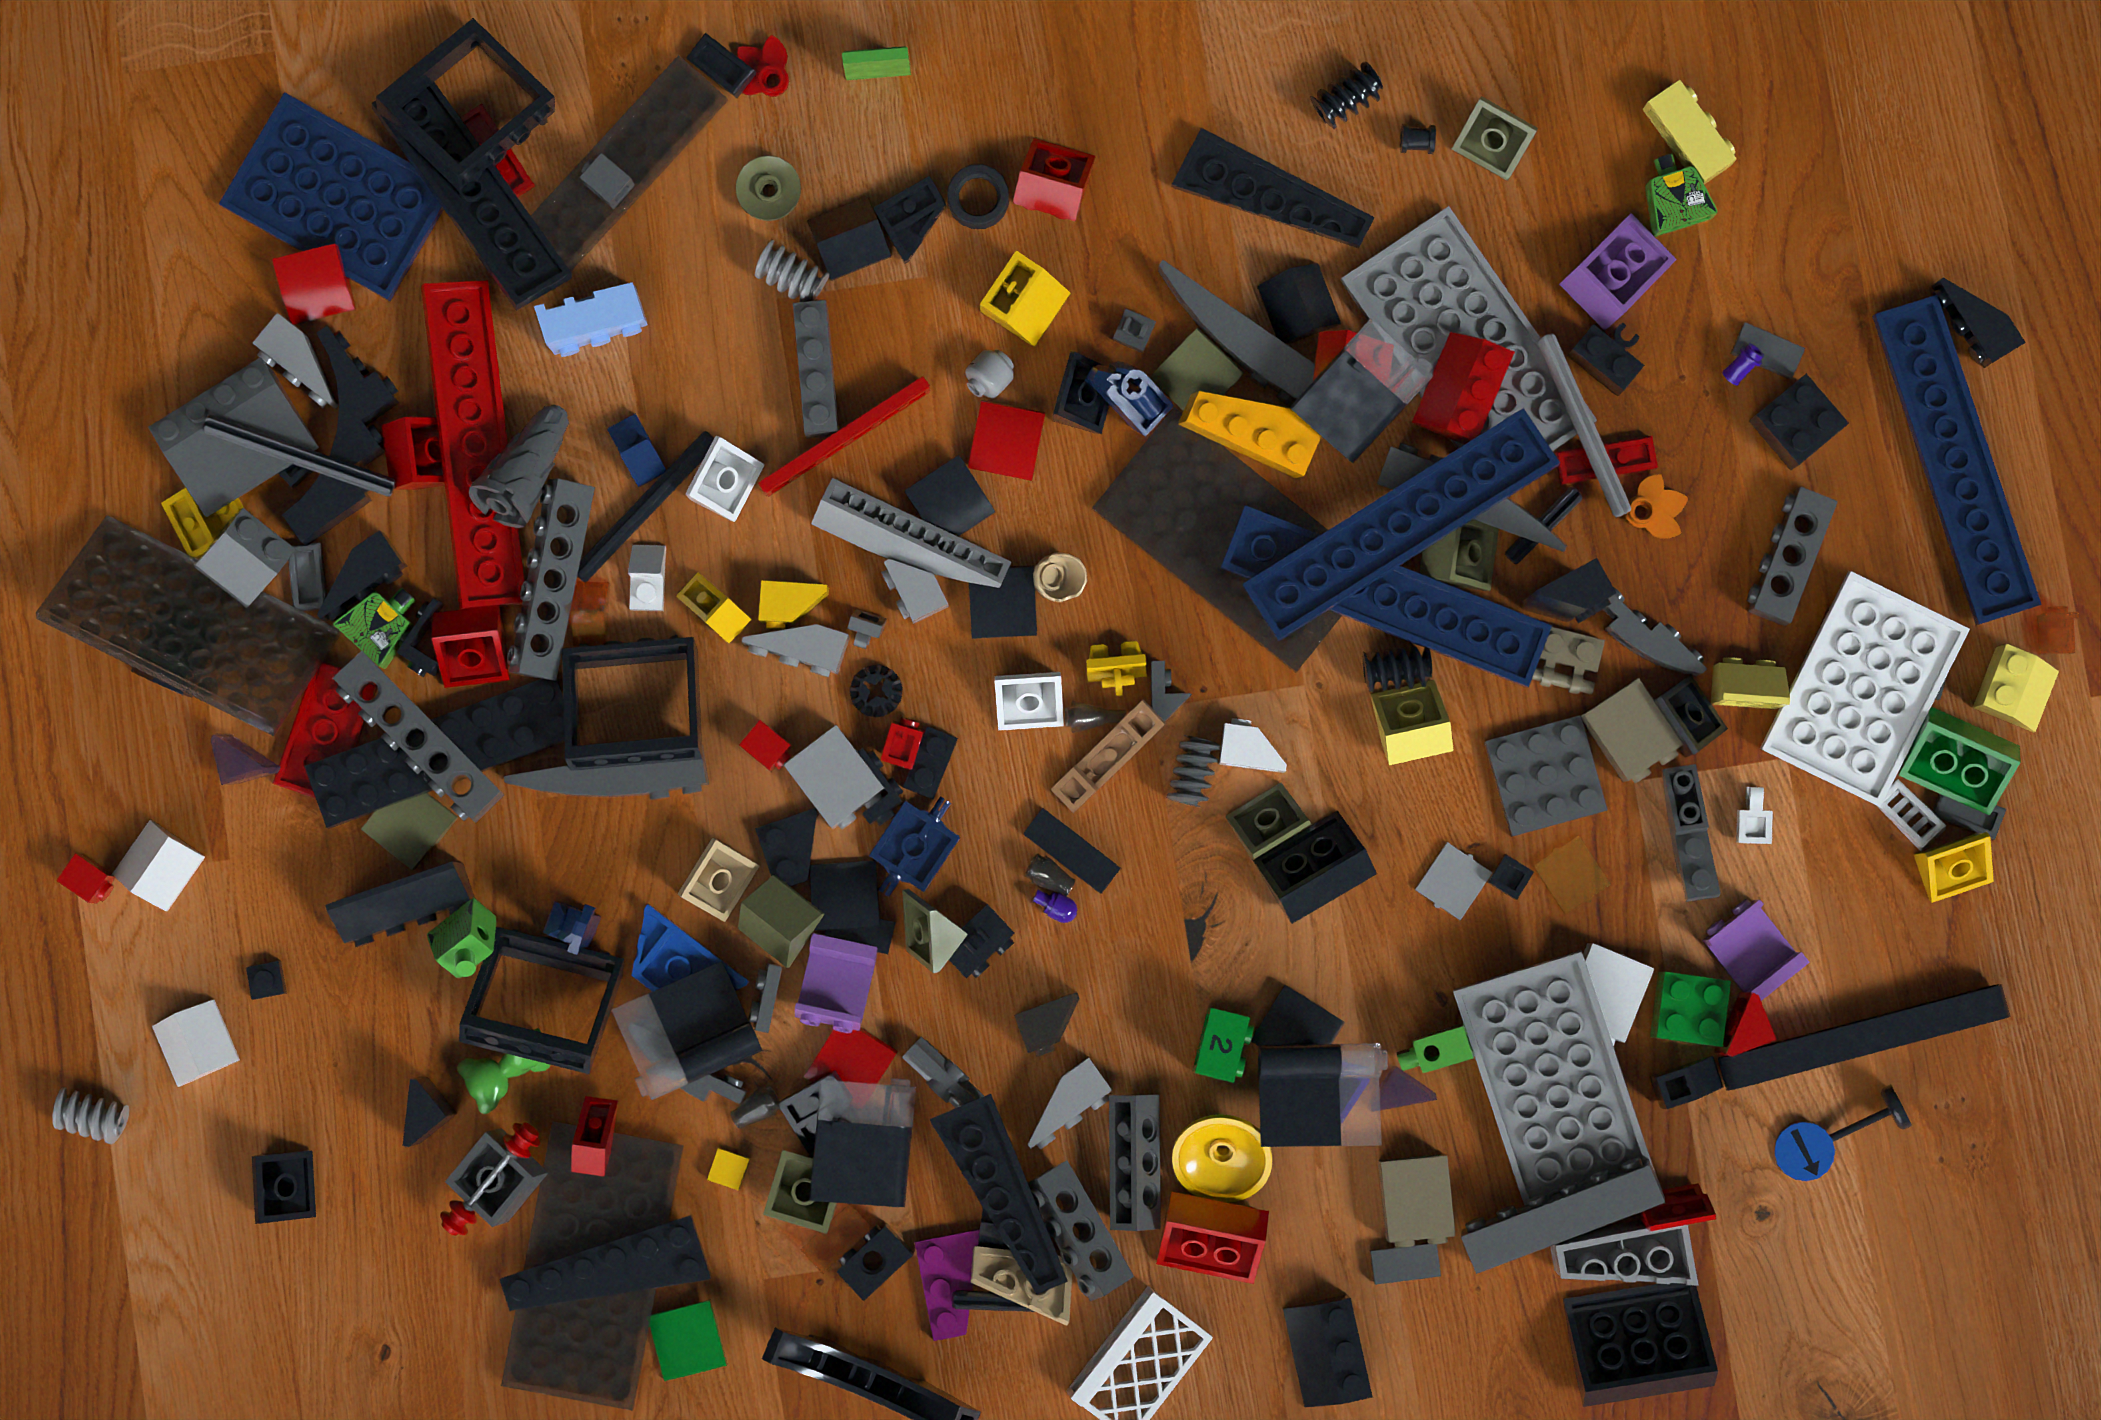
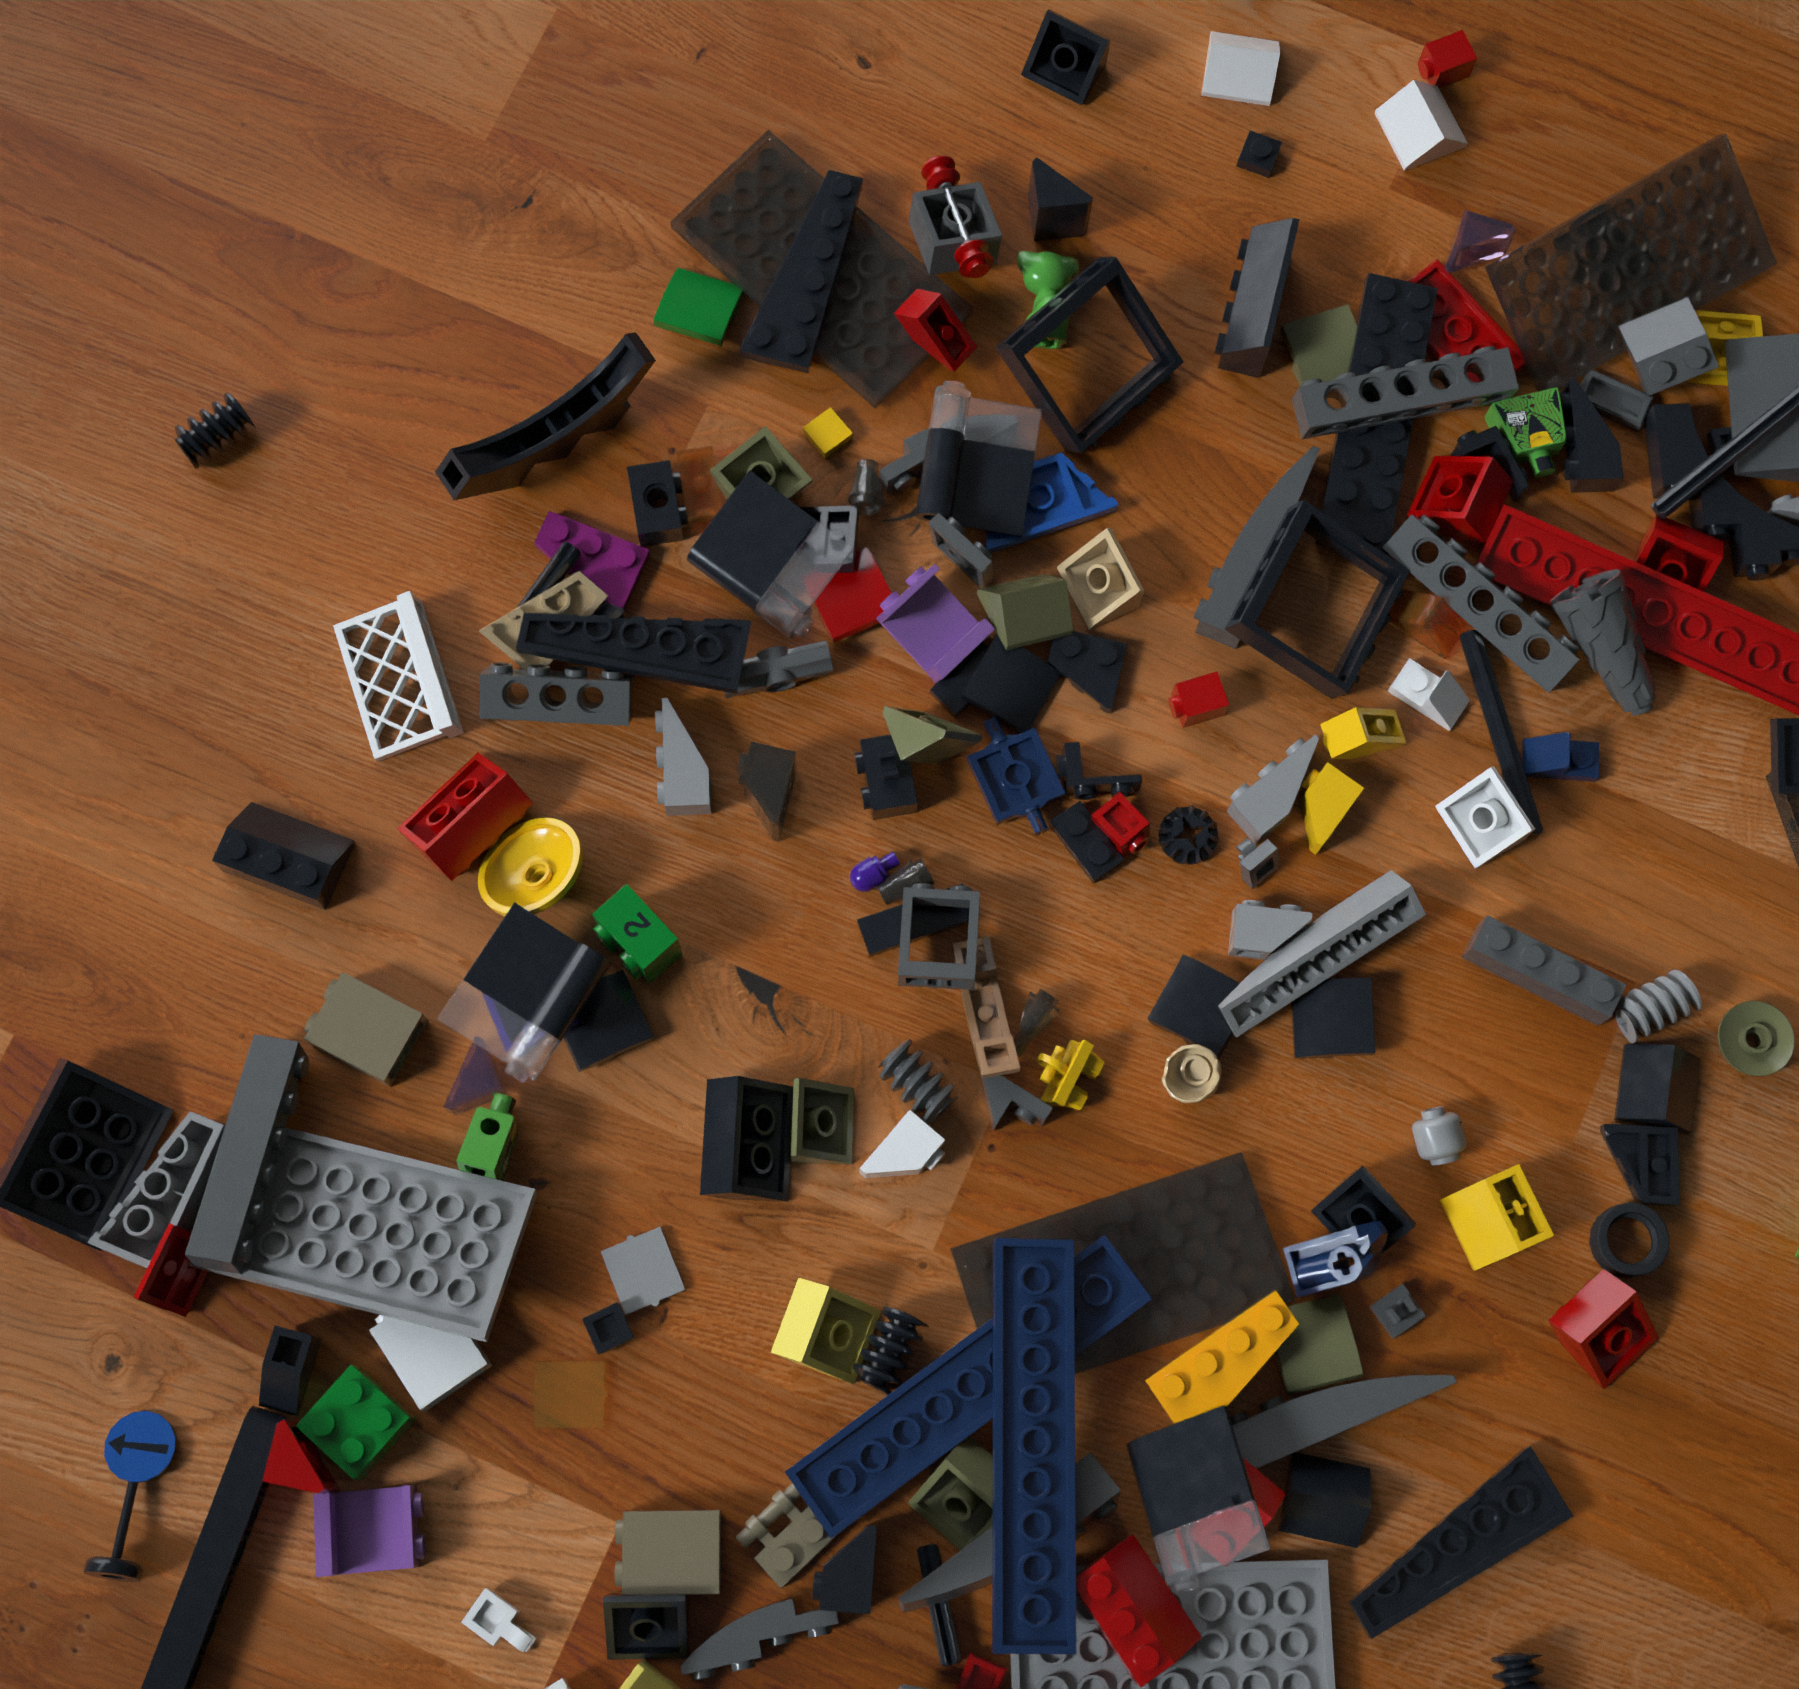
camera: 120 degrees right, 10 degrees down
(464, 938) = (1187, 315): bright green torso -> none
(572, 925) = (1141, 424): dark blue piece -> none
(592, 319) = (1718, 788): light blue wedge -> none
(835, 778) = (1129, 740): light grey brick -> none
(845, 436) = (1458, 958): red tile -> none
(1006, 440) = (1361, 1112): red slope -> none
(1029, 701) = (1087, 969): white slope -> none
(1109, 806) = (935, 973): none -> dark grey window
(1134, 1162) = (583, 786): dark grey brick -> none
(1405, 1263) = (312, 978): dark grey tile -> none
(1545, 776) = (684, 1434): dark grey plate -> none
(1689, 833) = (528, 1543): dark grey slope -> none

